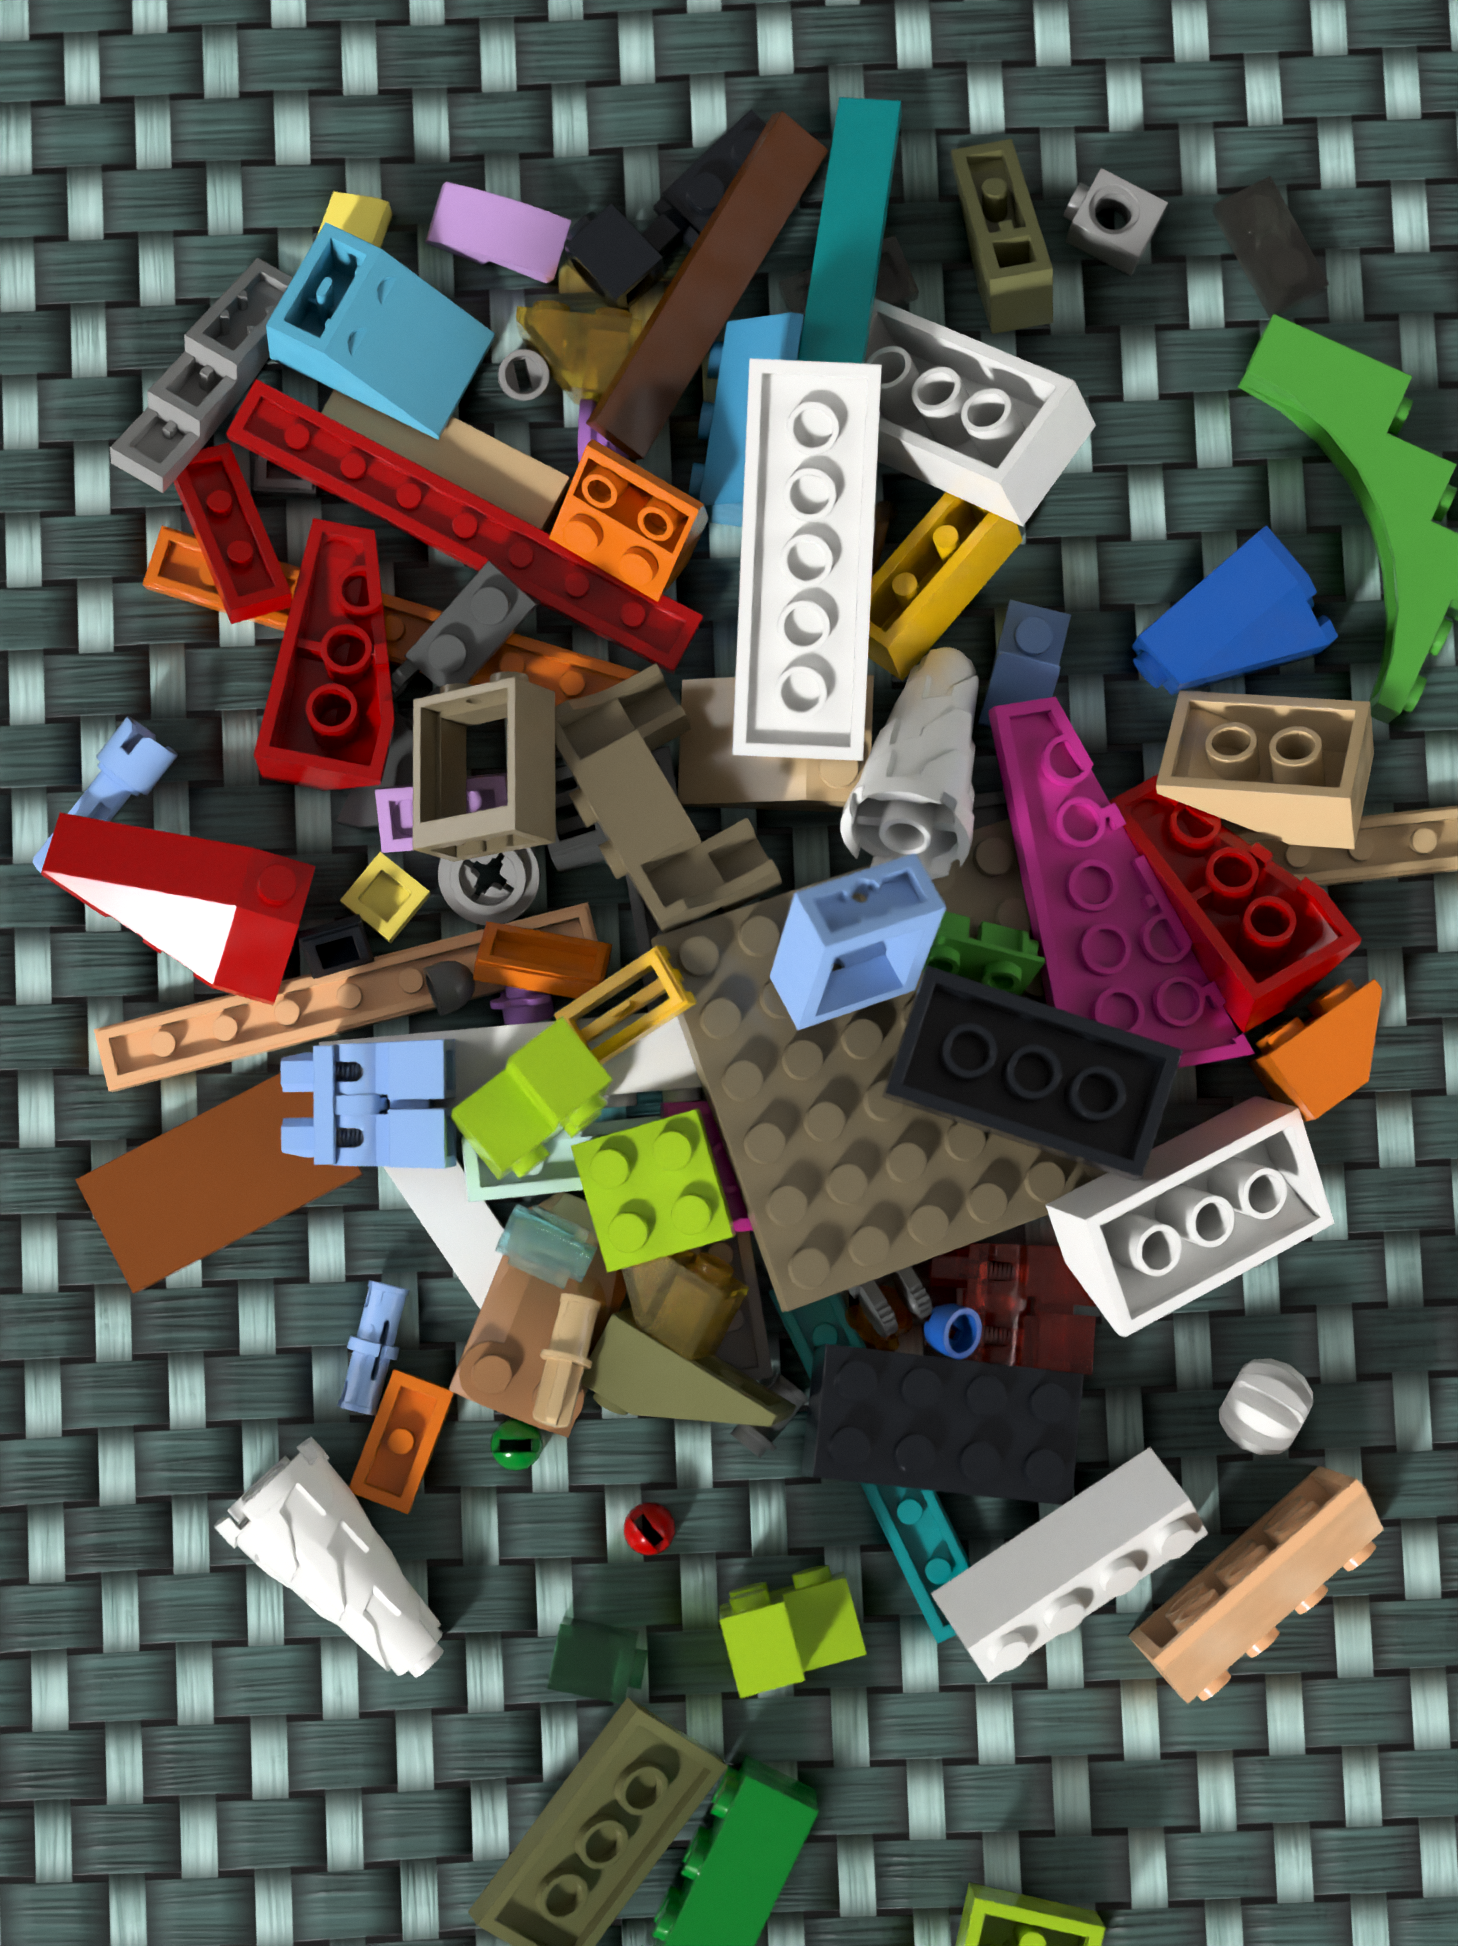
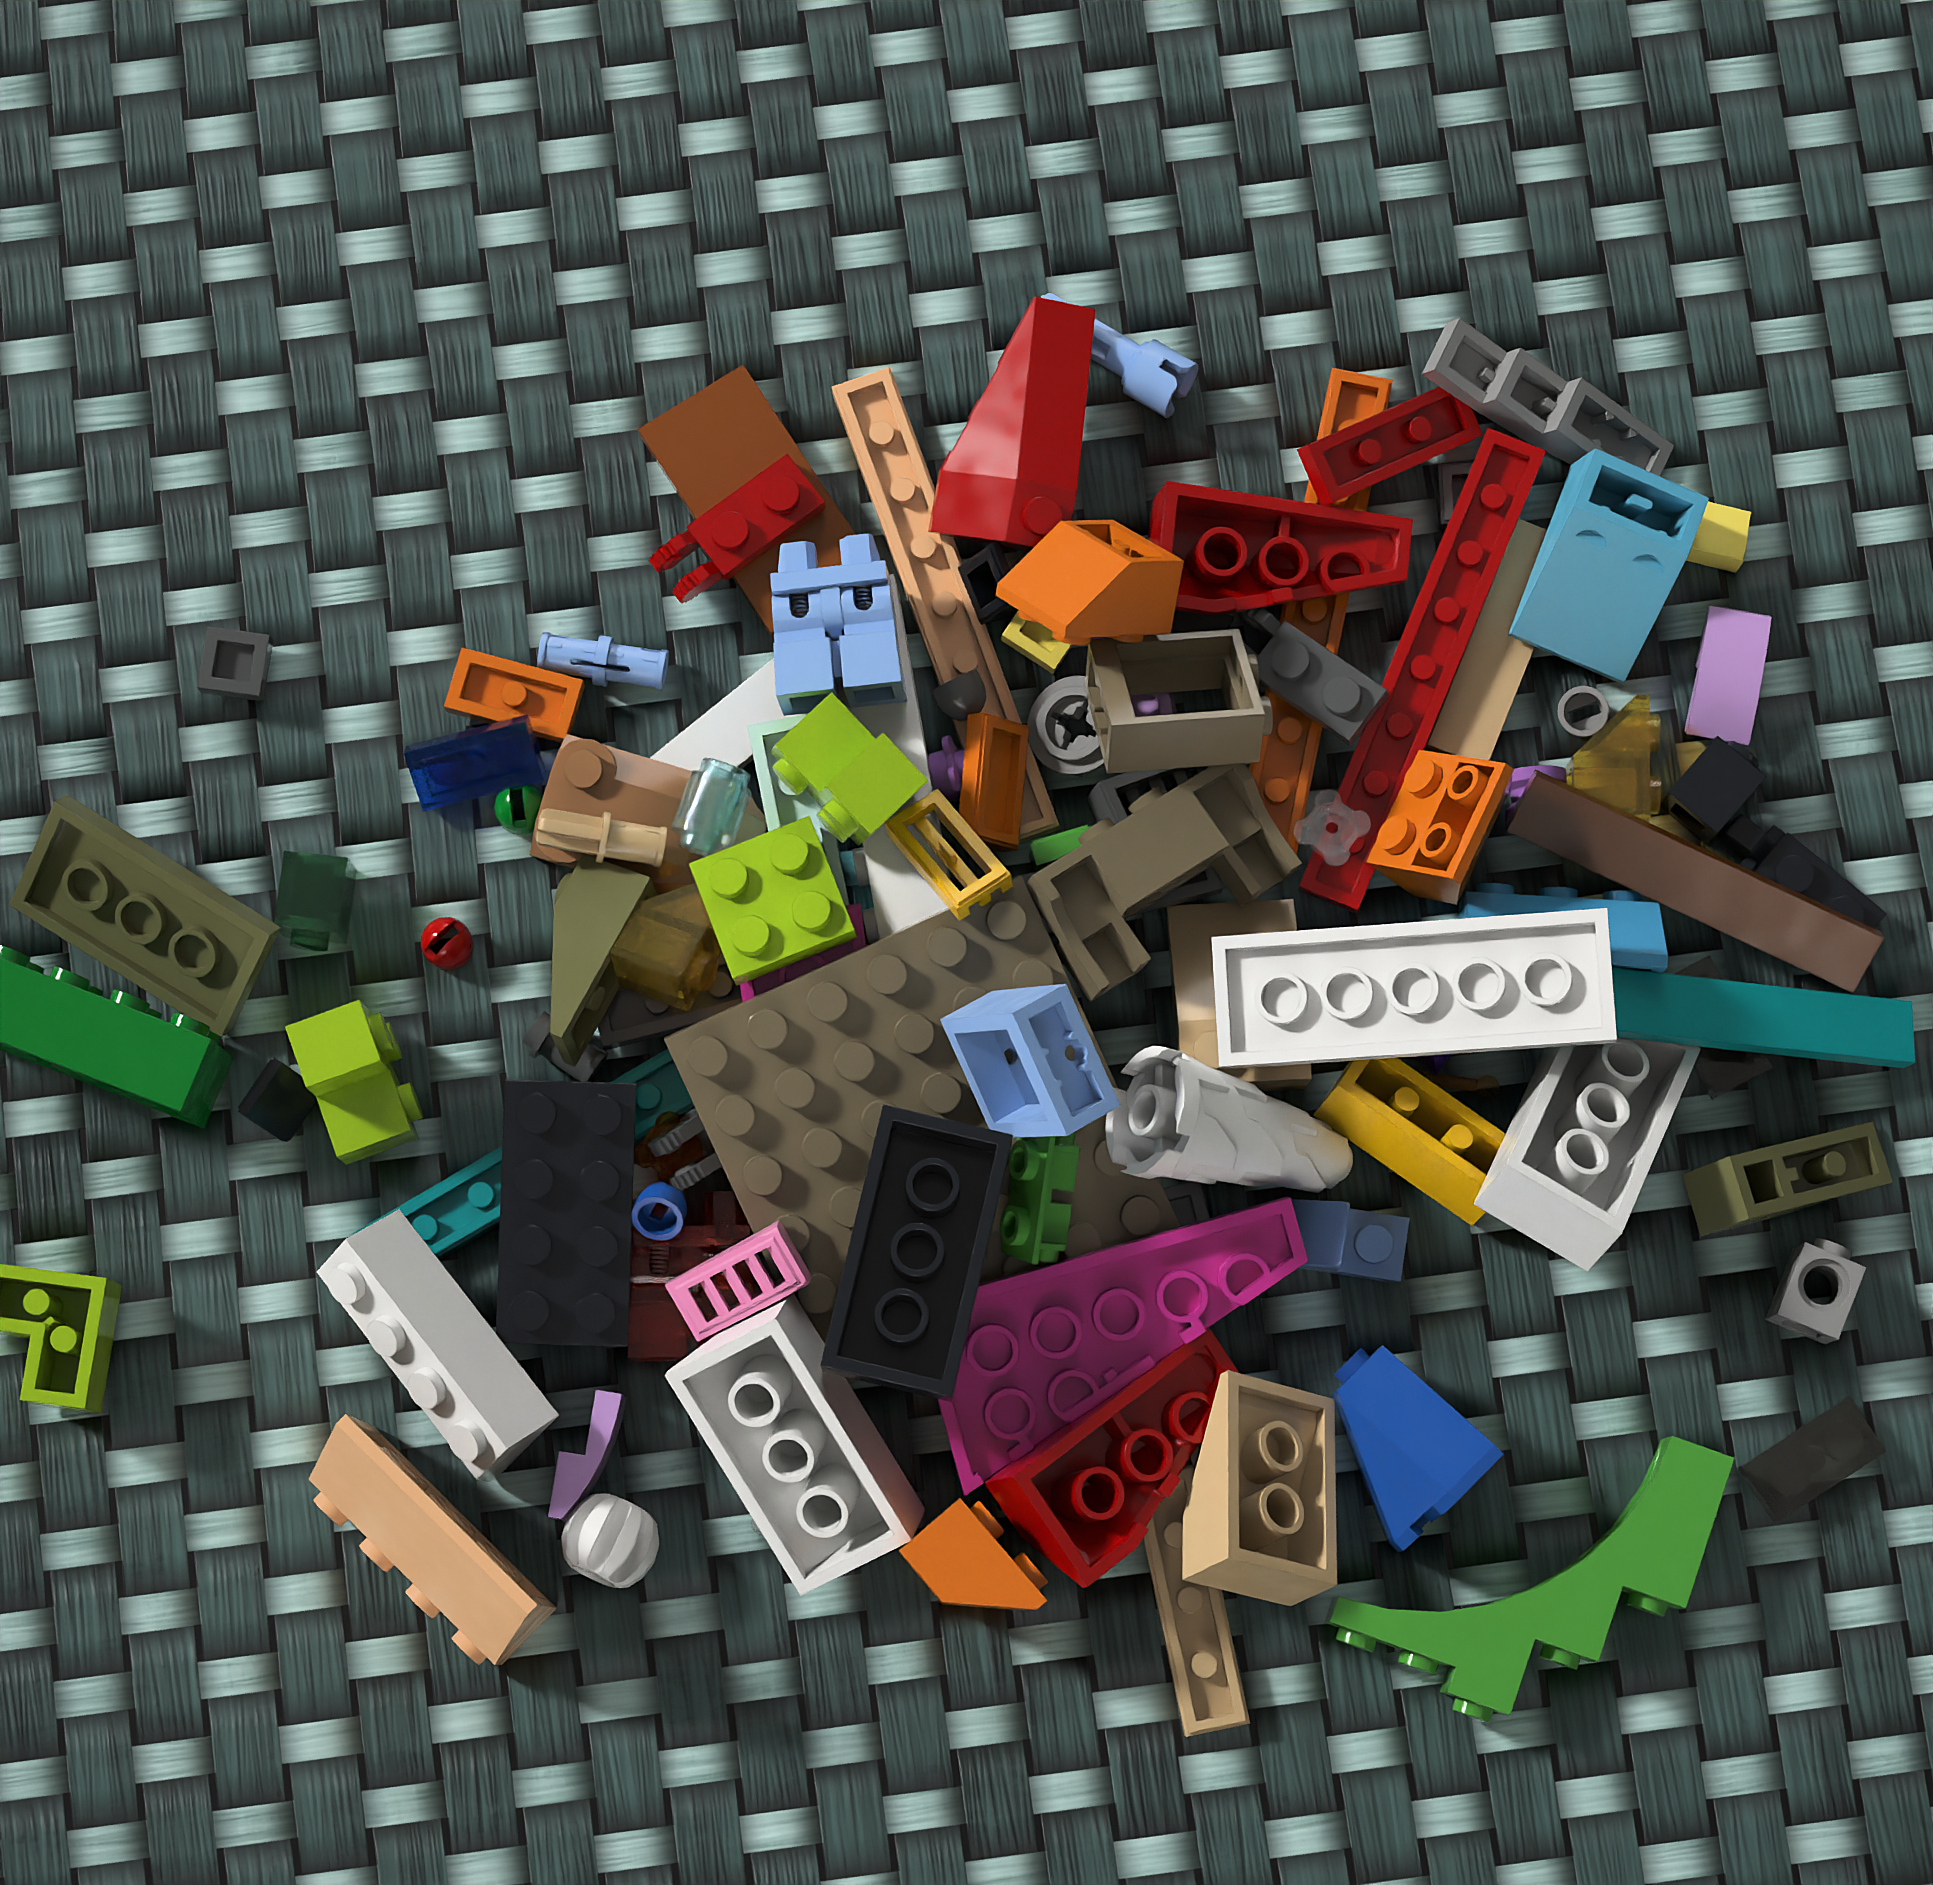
camera: 85 degrees right, 5 degrees down
(249, 1192) = (741, 527): none -> red hinge
(319, 1542) = (411, 621): white cone -> none
(339, 1728) = (235, 663): none -> dark grey plate
(356, 836) = (1095, 583): none -> orange slope
(469, 1486) = (475, 762): none -> clear blue plate
(615, 902) = (1051, 848): none -> bright green tile
(622, 648) = (1332, 846): none -> clear plate
(798, 1713) = (278, 1101): none -> black slope
(1046, 1226) = (786, 1258): none -> bright pink slope
(1191, 1432) = (579, 1473): none -> lavender slope

